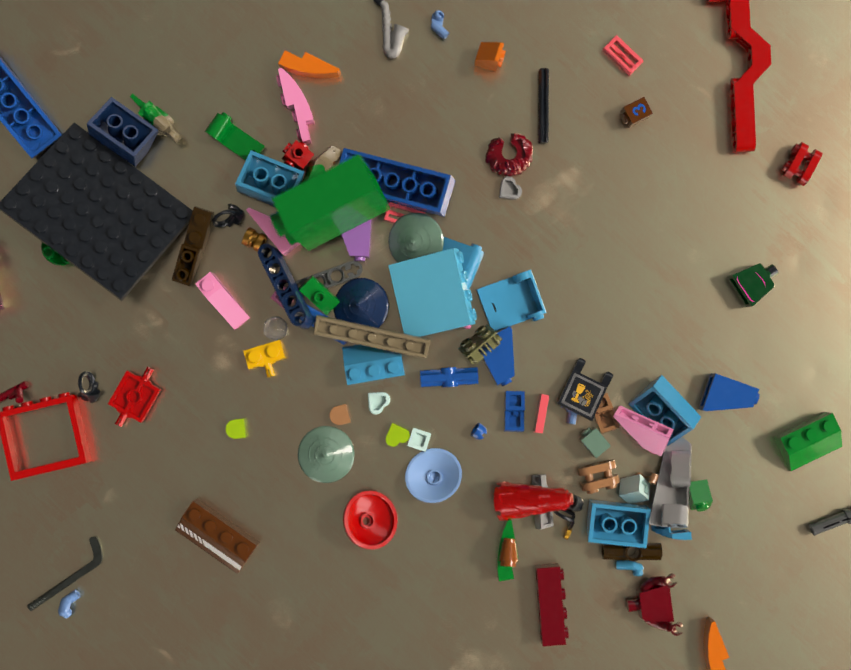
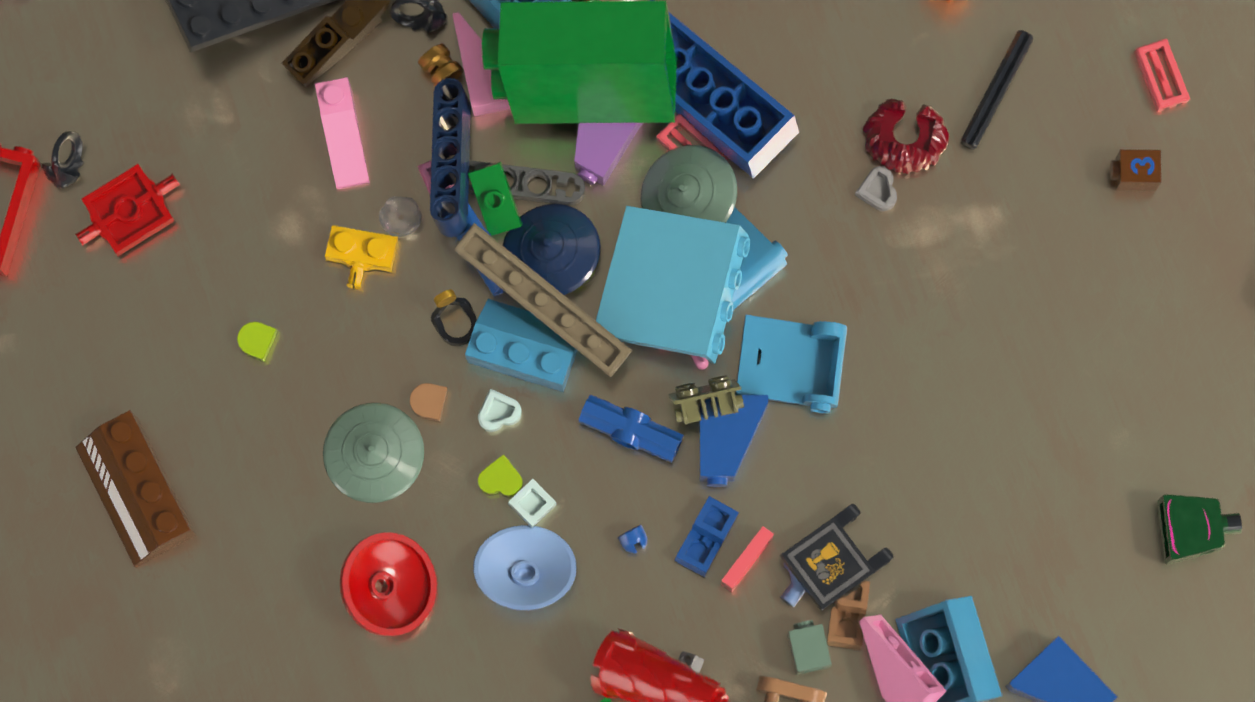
camera: 30 degrees right, 10 degrees down
(320, 363) = (442, 301): none -> black piece

